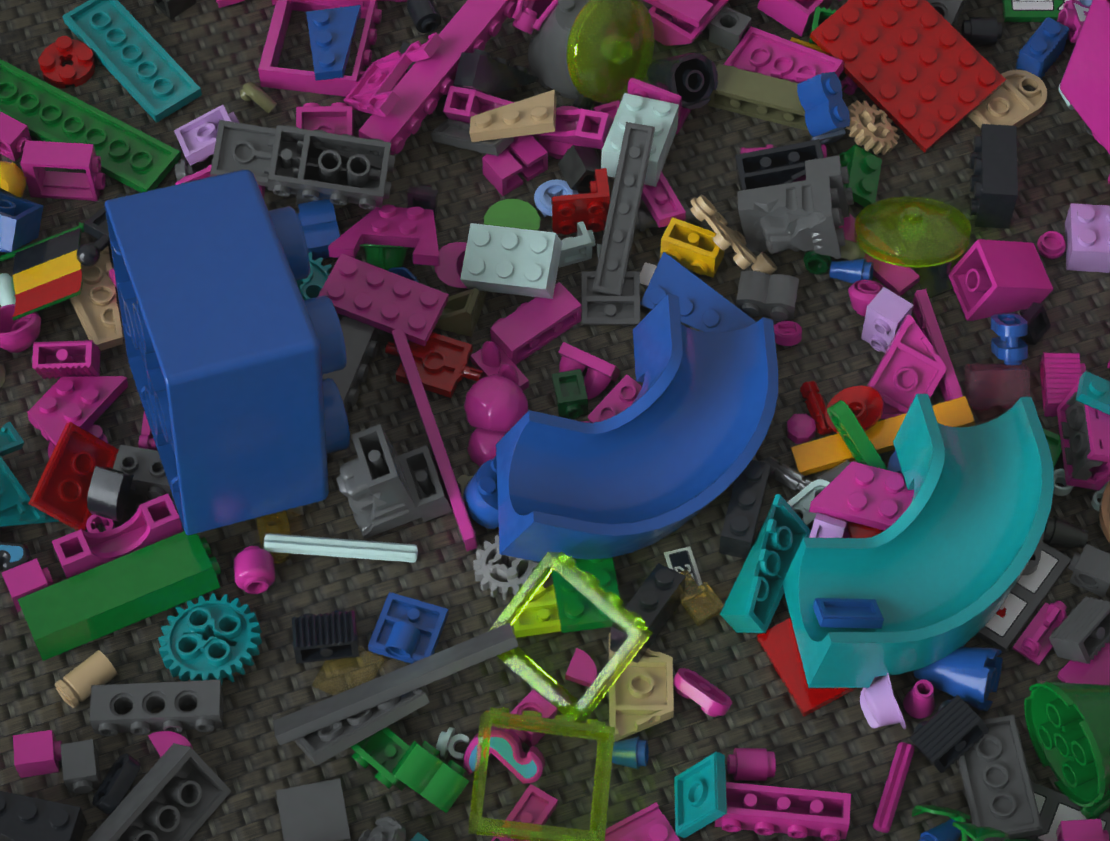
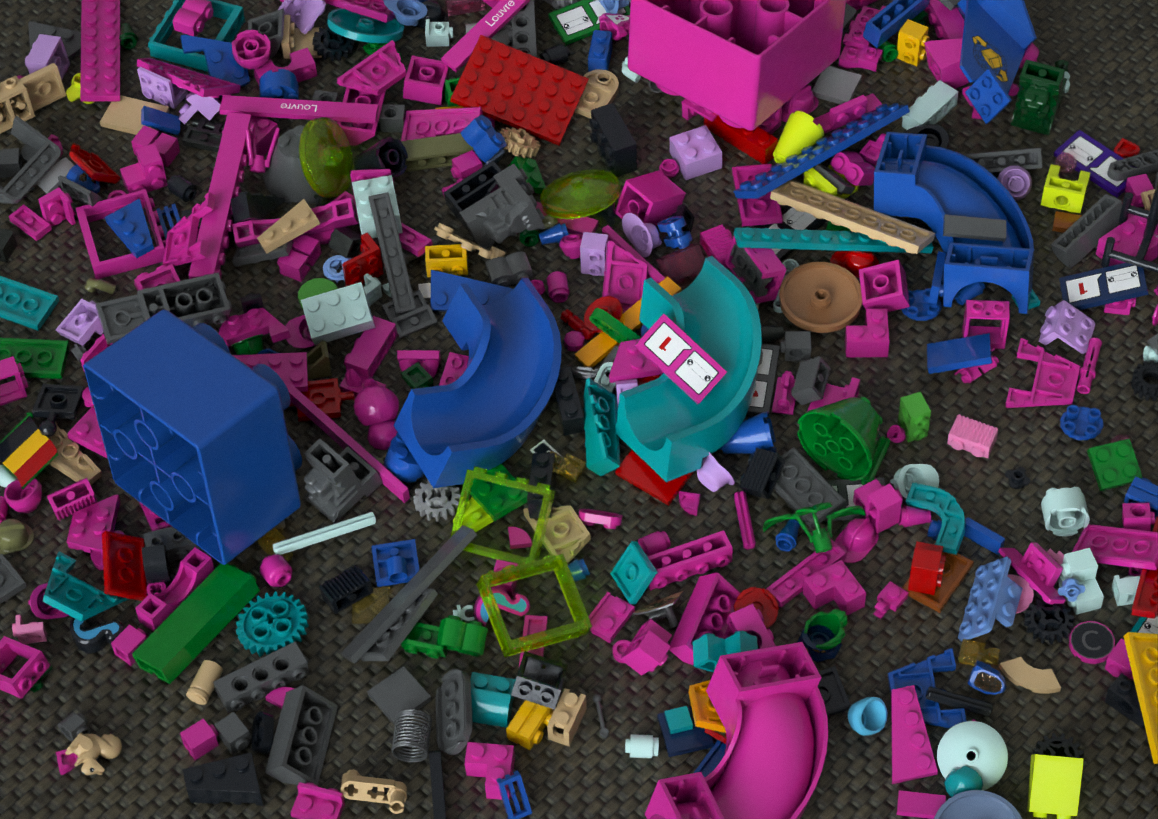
camera: 25 degrees left, 5 degrees down
(390, 35) = (167, 211): none -> blue tile
(786, 129) = (465, 165): none -> dark pink brick
(818, 345) = (558, 287): none -> dark pink brick
(834, 725) = (689, 502): none -> dark pink tile
(848, 613) = (667, 427): blue tile -> none
(910, 526) = (680, 358): none -> tile
(920, 700) = (734, 462): dark pink cone -> none
(966, 322) = (642, 235): none -> lavender piece

